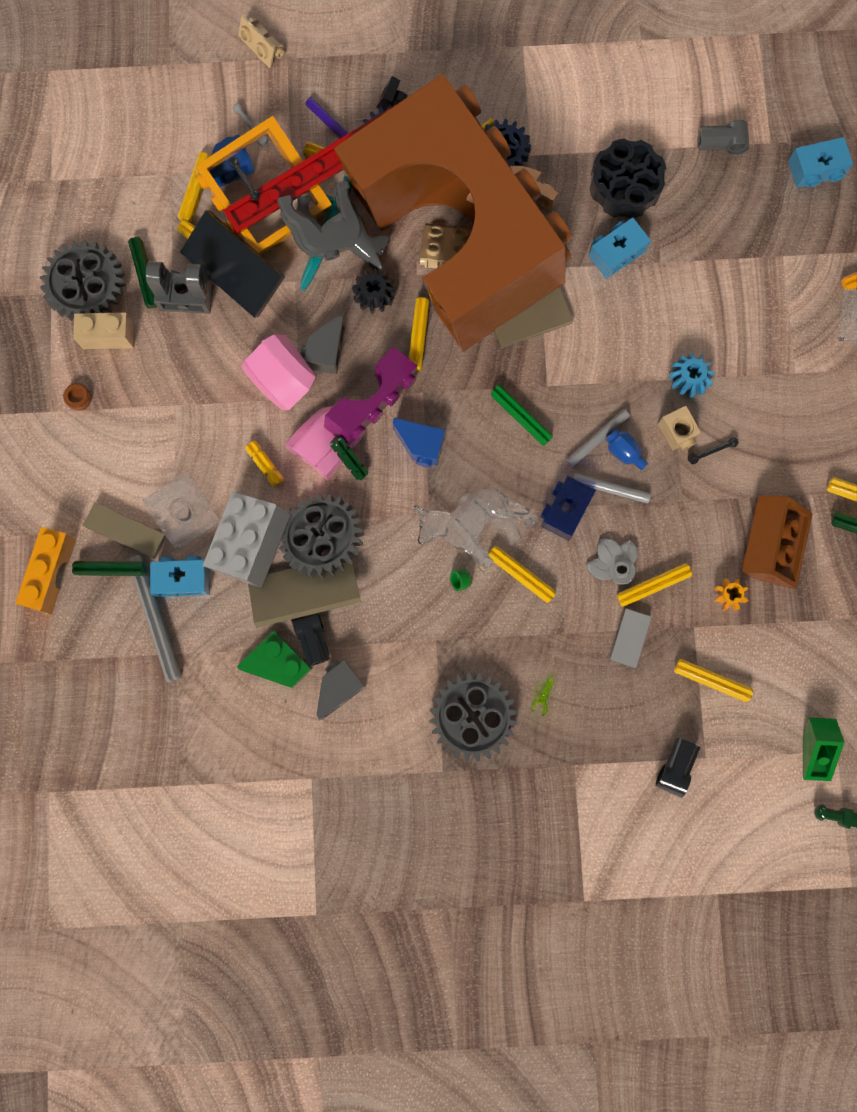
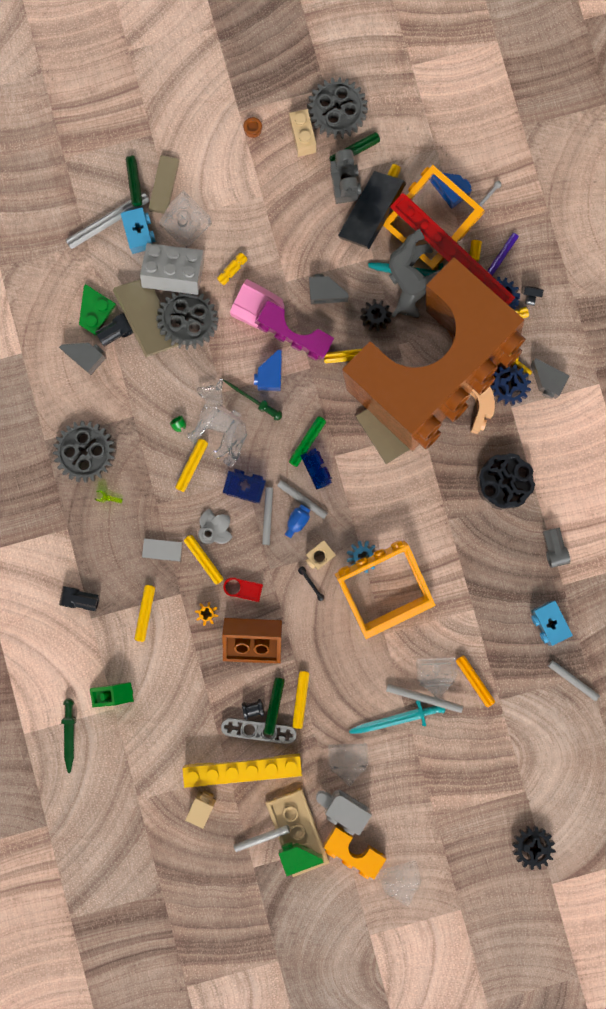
camera: 75 degrees right, 5 degrees up
(38, 585) = (133, 137): light orange arch -> none
(192, 193) = (417, 168): yellow axle -> none
(234, 163) = (441, 191): black hinge -> none
(255, 36) = (559, 180): tan hinge -> none
(279, 371) = (298, 262): bright pink slope -> none
(349, 457) = (246, 325): dark green axle -> none
(441, 244) = (421, 353): tan hinge -> none
(462, 461) = (263, 406): none -> dark green sword
(506, 98) = (549, 379): none -> dark grey slope
(550, 411) = (319, 475): none -> clear blue hinge
(619, 247) = (452, 496): dark azure brick -> none
(708, 534) = (248, 590): none -> red piece
(774, 339) = (398, 615): none -> light orange window

